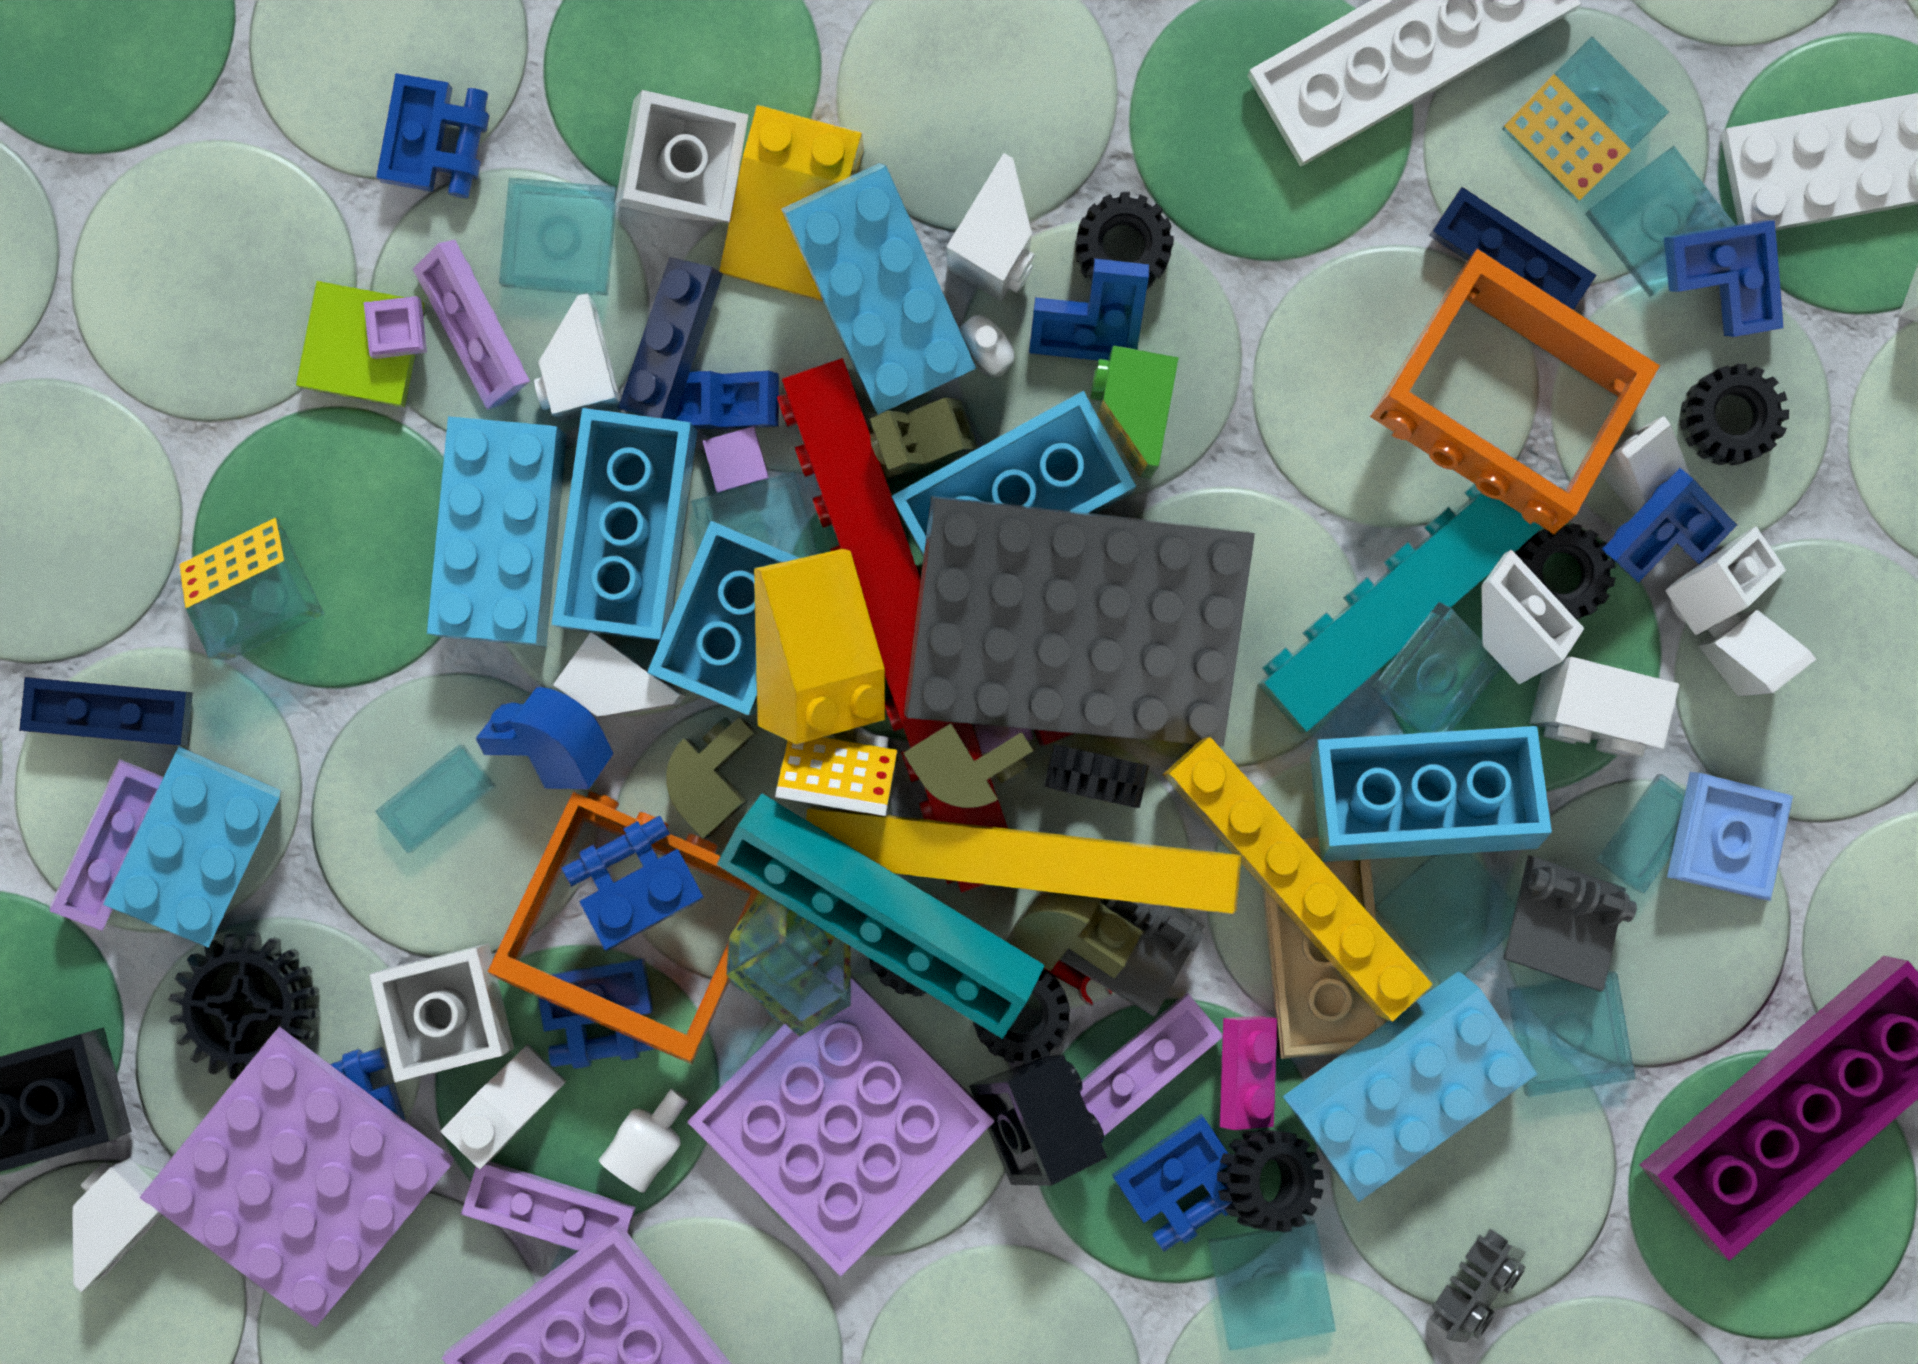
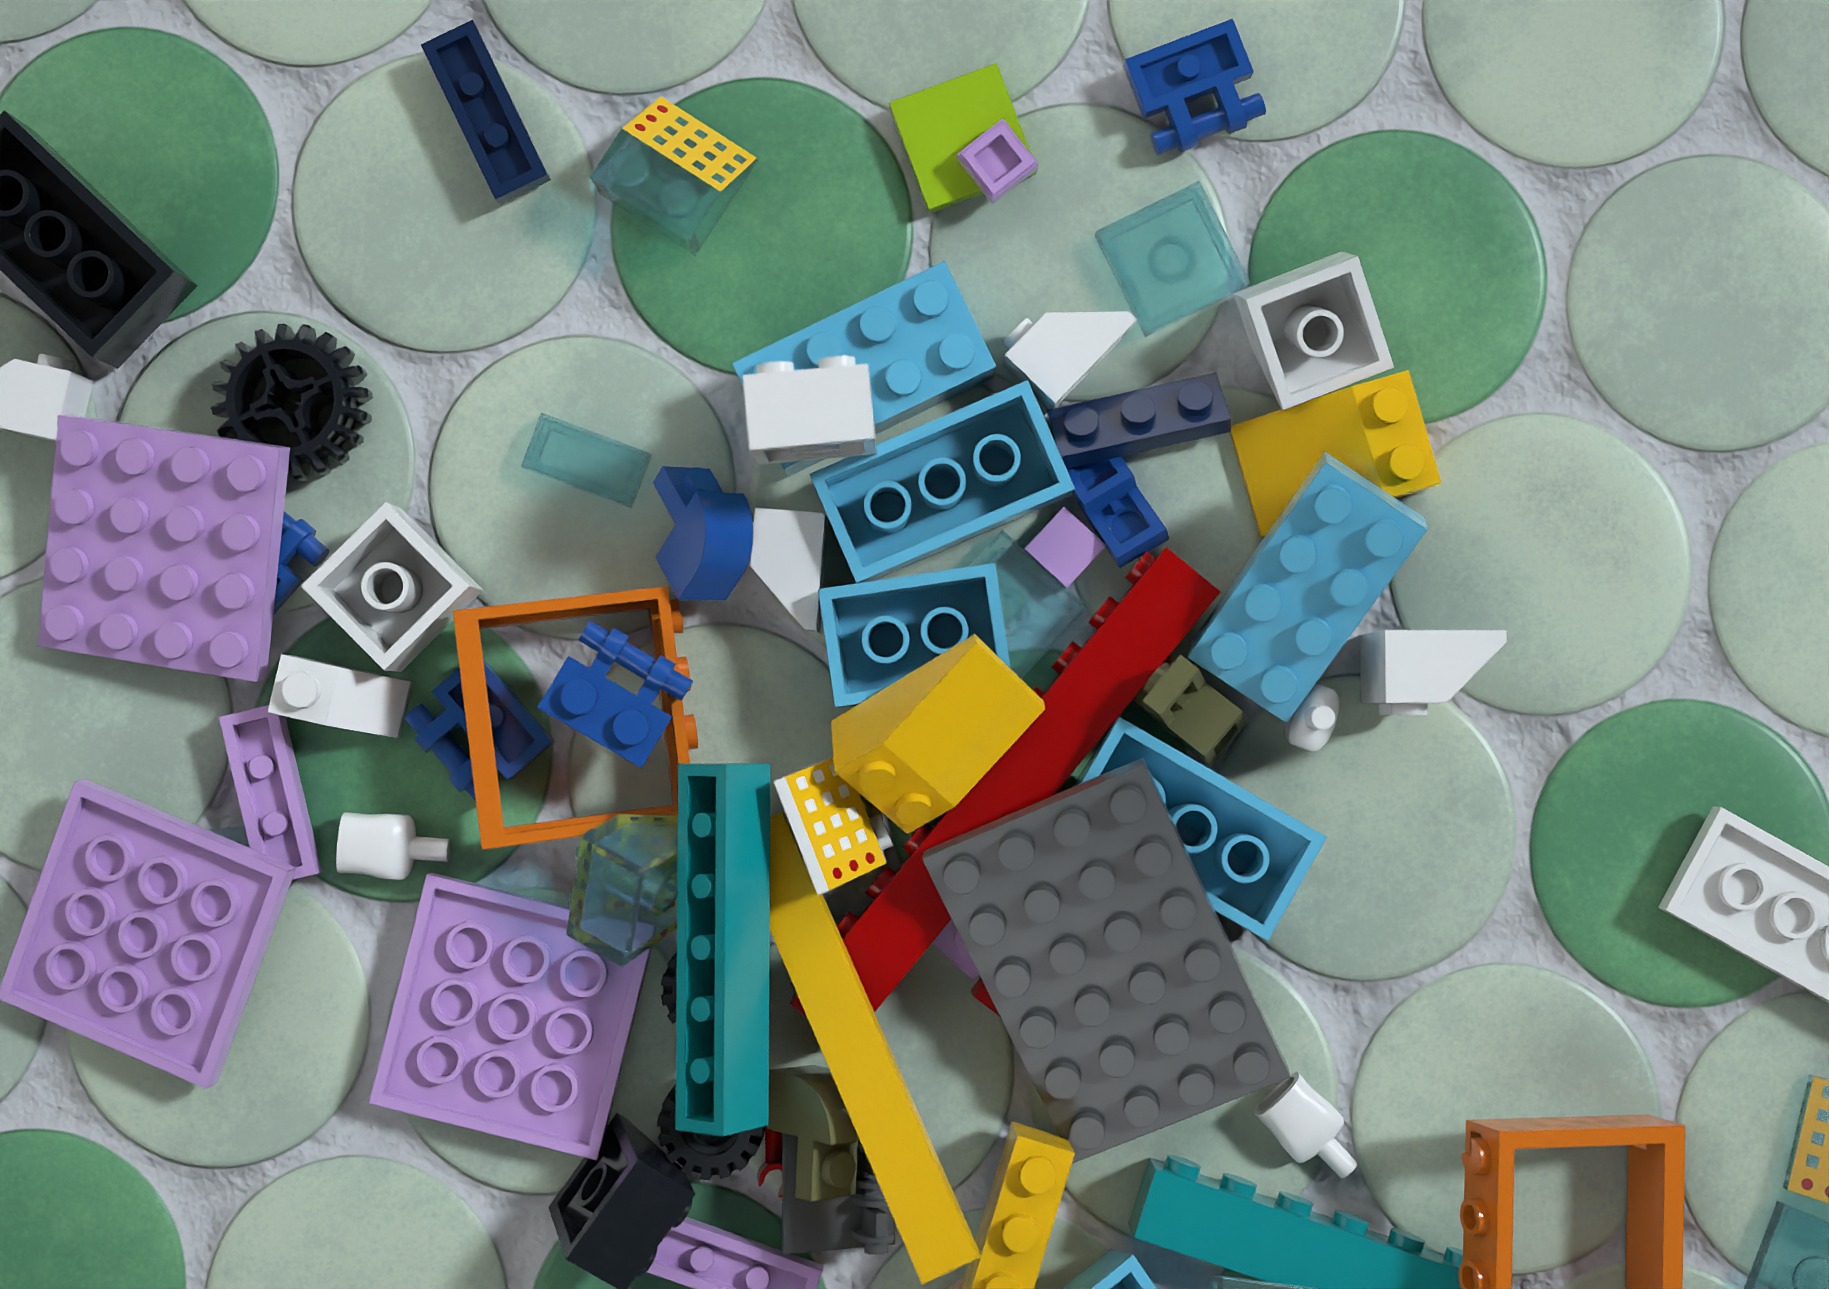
camera: 60 degrees right, 0 degrees up
(105, 845) = (365, 191): lavender plate -> none
(193, 847) = (407, 268): medium azure brick -> none
(471, 324) = (1042, 228): lavender plate -> none
(500, 592) = (809, 411): none -> white brick
(694, 778) = (741, 697): olive brick -> none
(955, 777) = (894, 938): olive brick -> none
(1093, 327) = (1392, 814): blue plate -> none
(1096, 776) = (973, 1064): black tyre -> none
(1129, 212) = (1519, 780): black tyre -> none
(1135, 403) = (1344, 893): bright green slope -> none
(1303, 545) = (1305, 1124): none -> white piece
(1475, 225) = (1705, 1105): dark blue plate -> none

